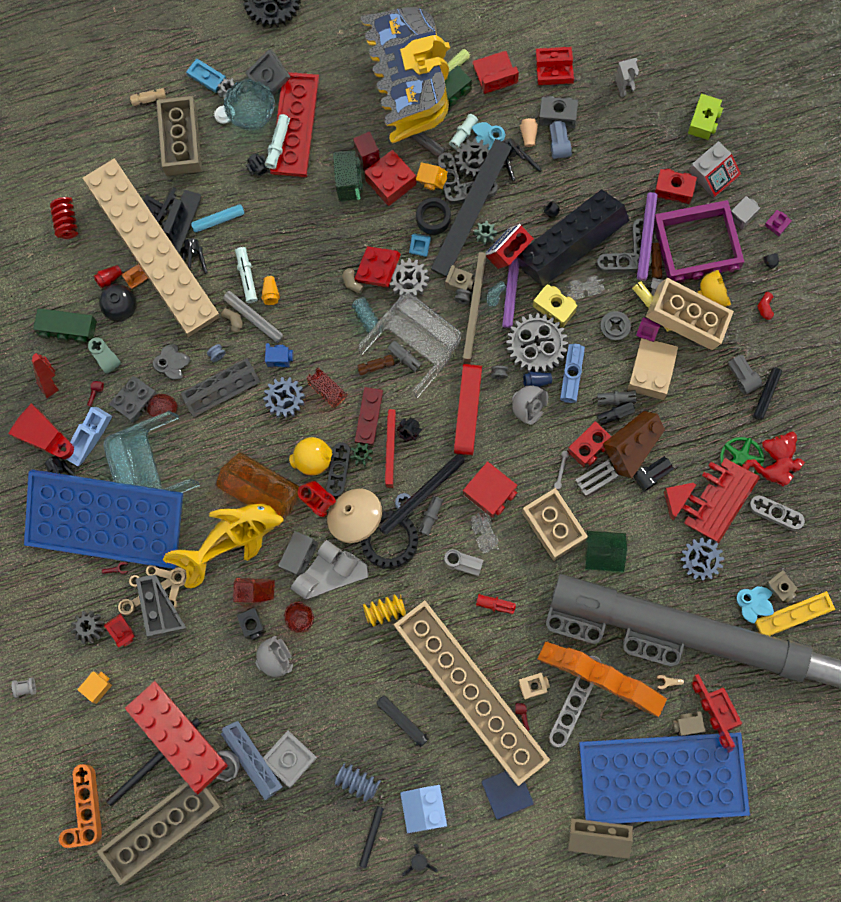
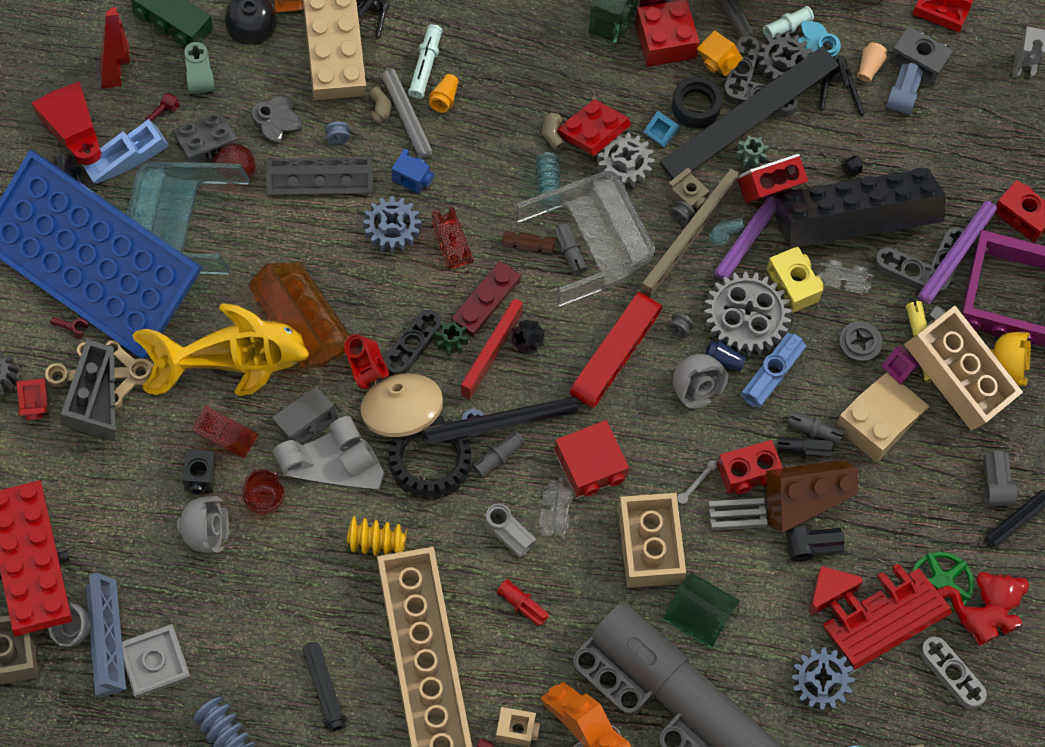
camera: 15 degrees right, 10 degrees down
(311, 456) = (386, 307): yellow brick -> none
(656, 262) = (955, 287): reddish brown axle -> none

